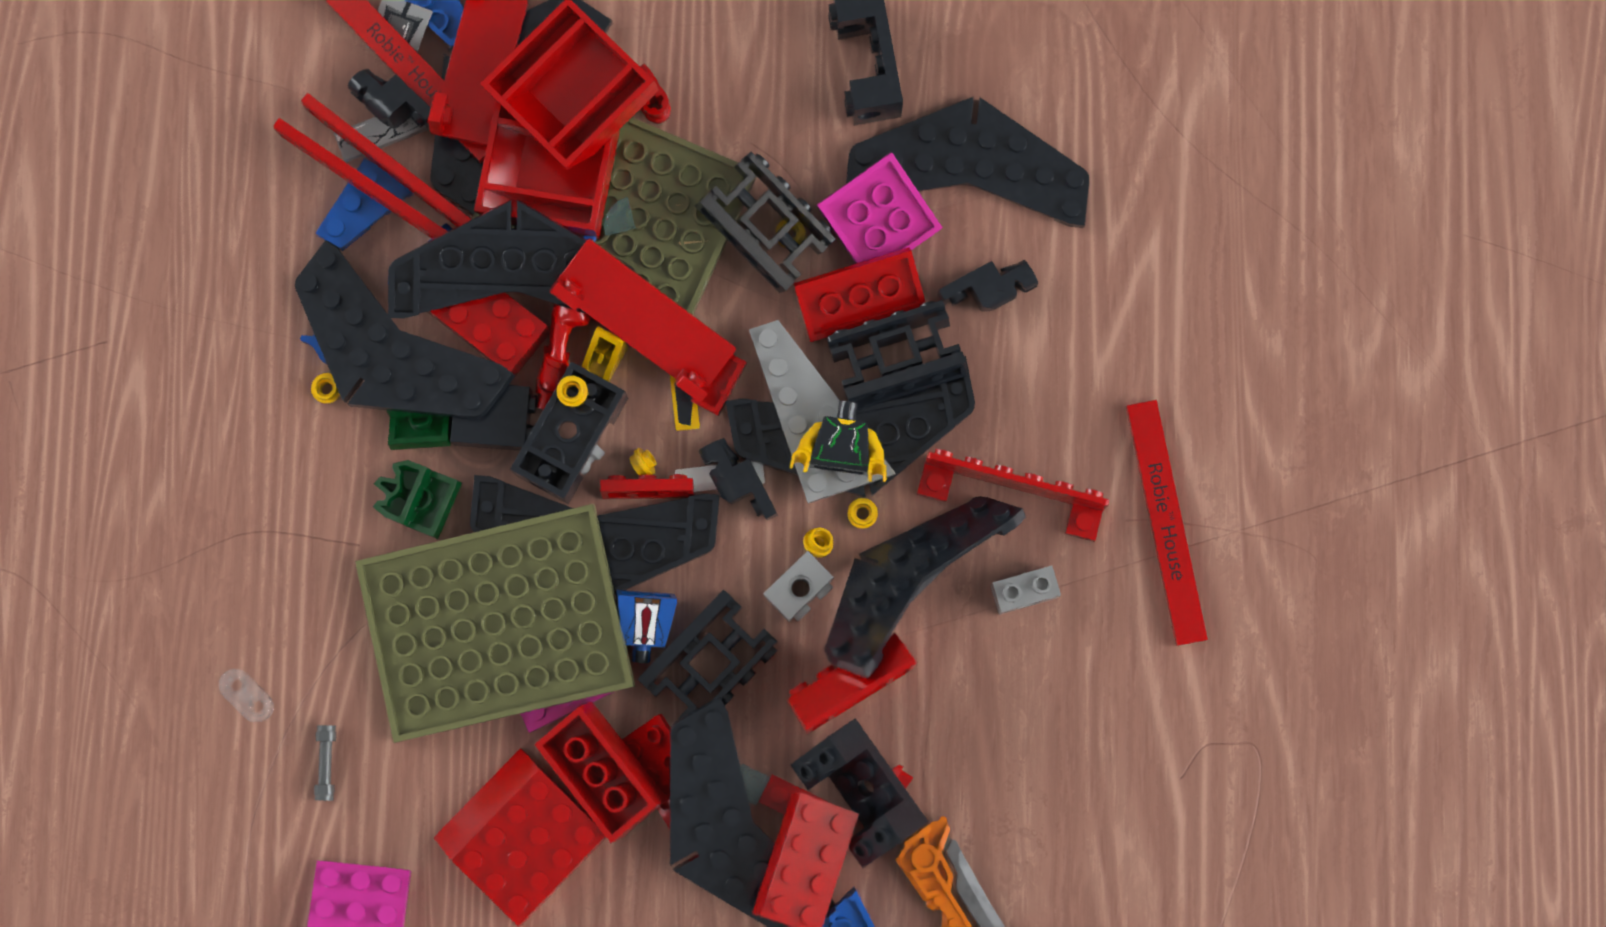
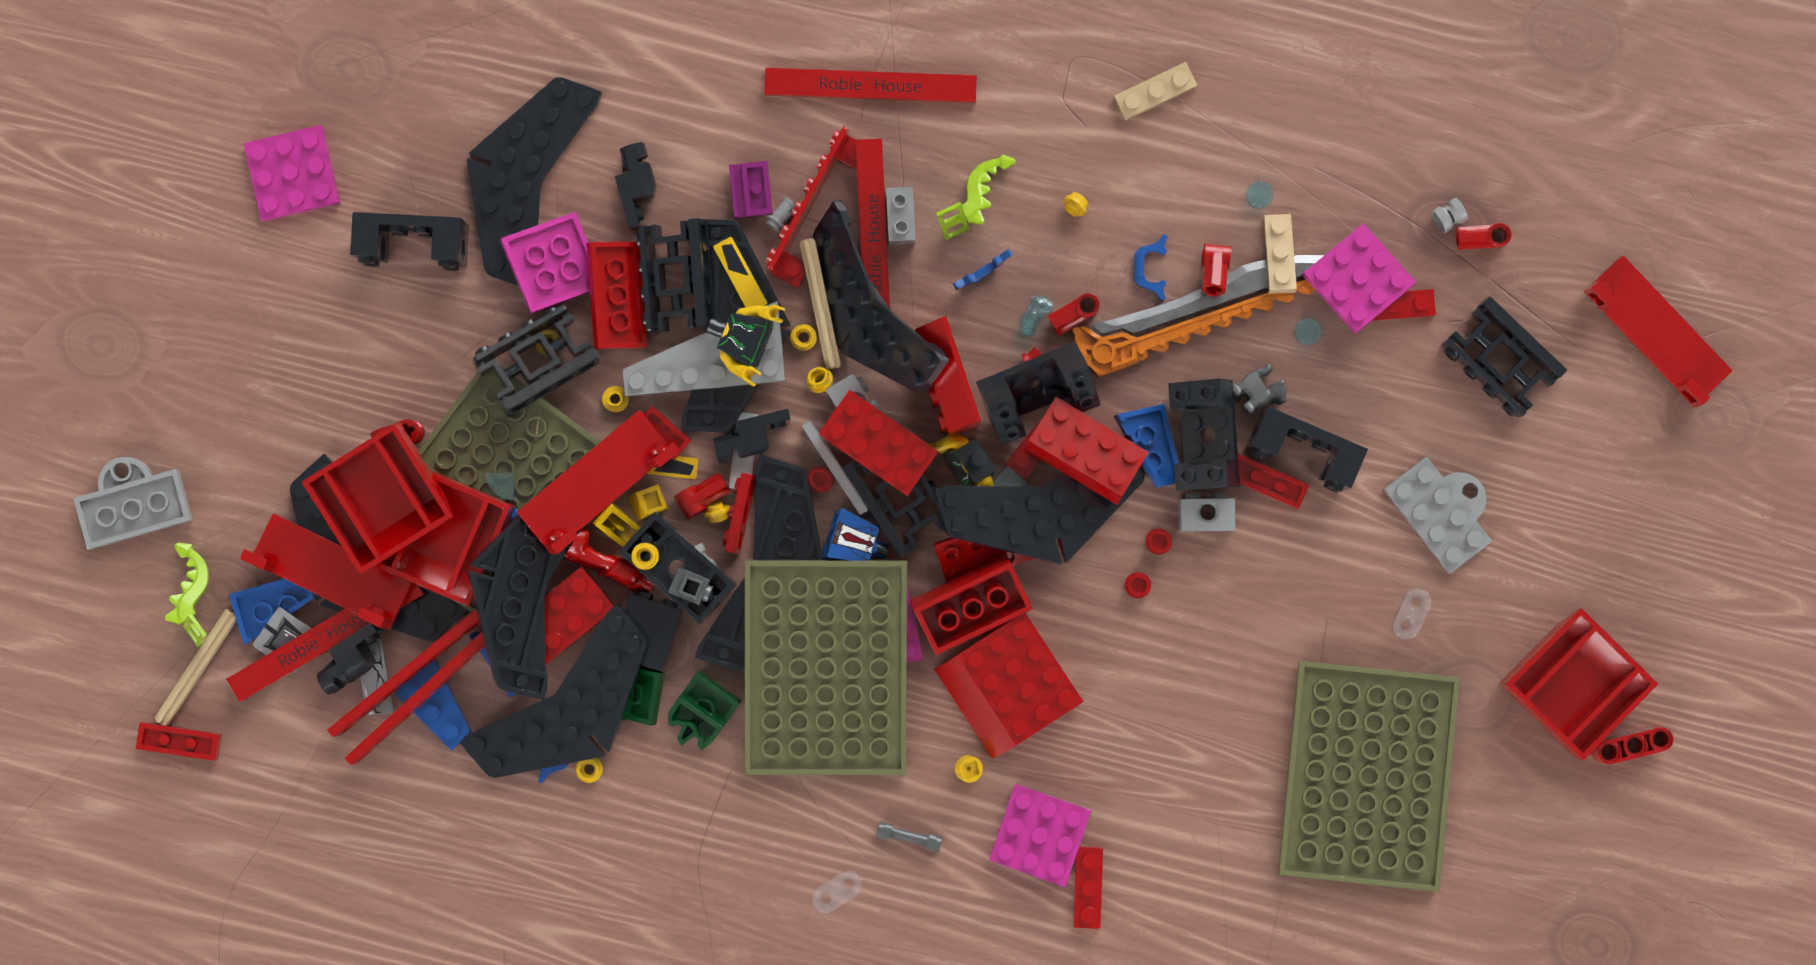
camera: 80 degrees left, 5 degrees up
(415, 813) = (968, 768): none -> yellow tile
(553, 435) = (679, 581): none -> dark grey window
(638, 383) = (647, 502): none -> yellow slope
(653, 435) = (697, 498): none -> red piece
(706, 569) = (820, 479): none -> red plate
(724, 580) = (835, 468): none -> light grey tile
(741, 311) = (606, 399): none -> yellow plate
(759, 623) = (878, 443): none -> red brick
(765, 726) = (966, 460): none -> black torso
(904, 522) = (820, 303): none -> tan axle
(916, 425) = (739, 273): none -> yellow sticker
(951, 768) = (1031, 318): none -> clear light blue arm
(959, 811) = (1072, 315): none -> red piece
(983, 698) = (983, 272): none -> blue helmet
(993, 455) = (781, 215): none -> light grey pin
(1014, 415) = (751, 189): none -> magenta plate
(1016, 559) = (873, 213): none -> red tile
(1034, 877) = (1139, 261): none -> blue helmet
(1049, 668) = (975, 202): none -> lime piece
(1087, 787) = (1075, 204): none -> yellow plate
(1241, 849) = (1155, 91): none -> tan plate

